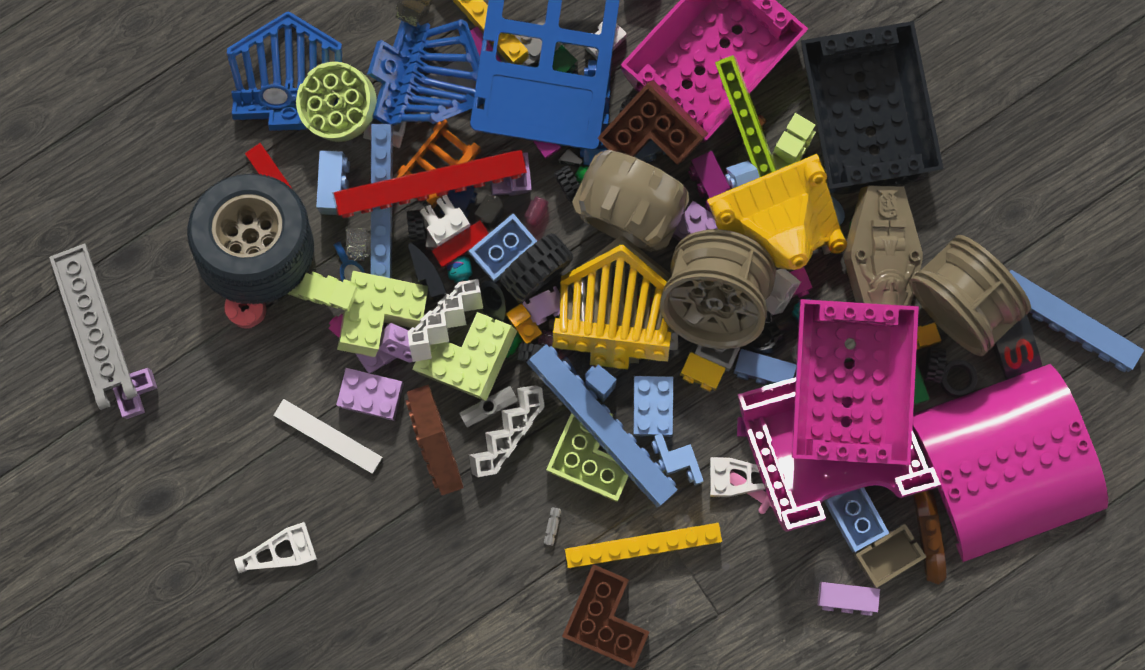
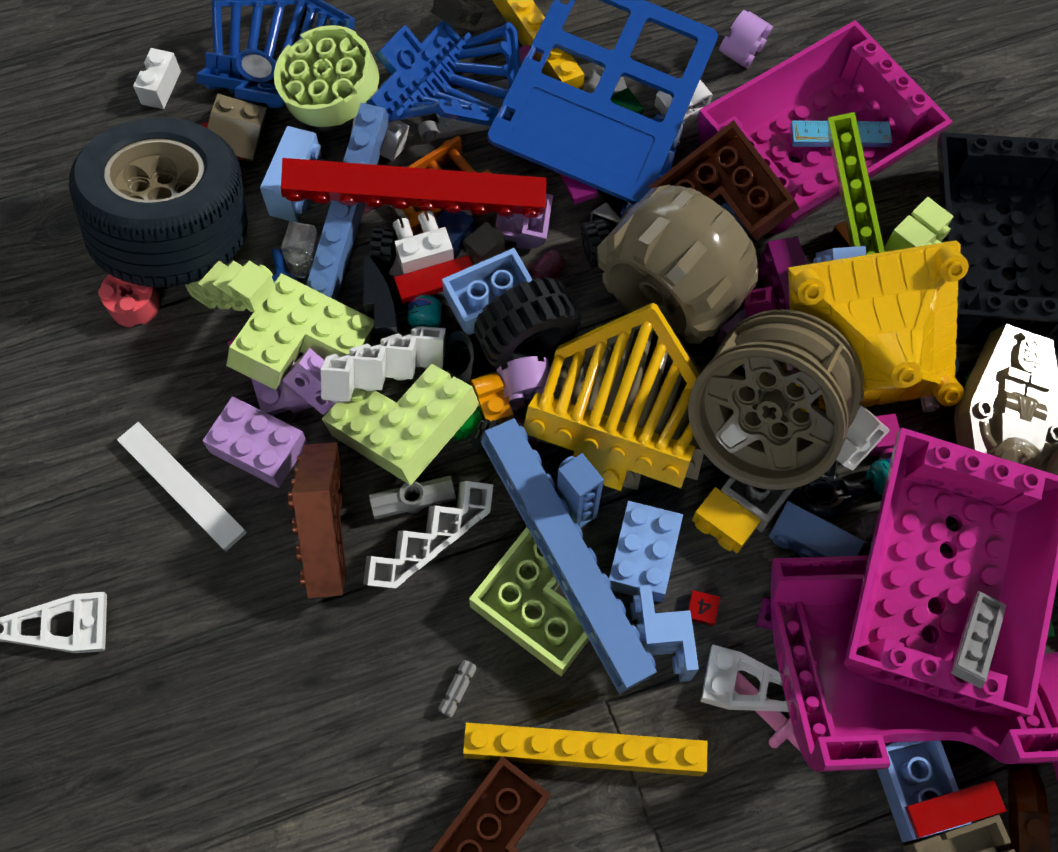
camera: 10 degrees right, 15 degrees down
(201, 114) = (159, 79): none -> white brick
(276, 153) = (238, 124): none -> dark tan slope
(696, 210) = (760, 301): none -> dark pink slope
(699, 434) = (703, 607): none -> red tile
(729, 45) = (816, 134): none -> medium azure tile
(872, 423) = (979, 640): none -> light grey tile
(877, 527) = (955, 809): none -> red tile

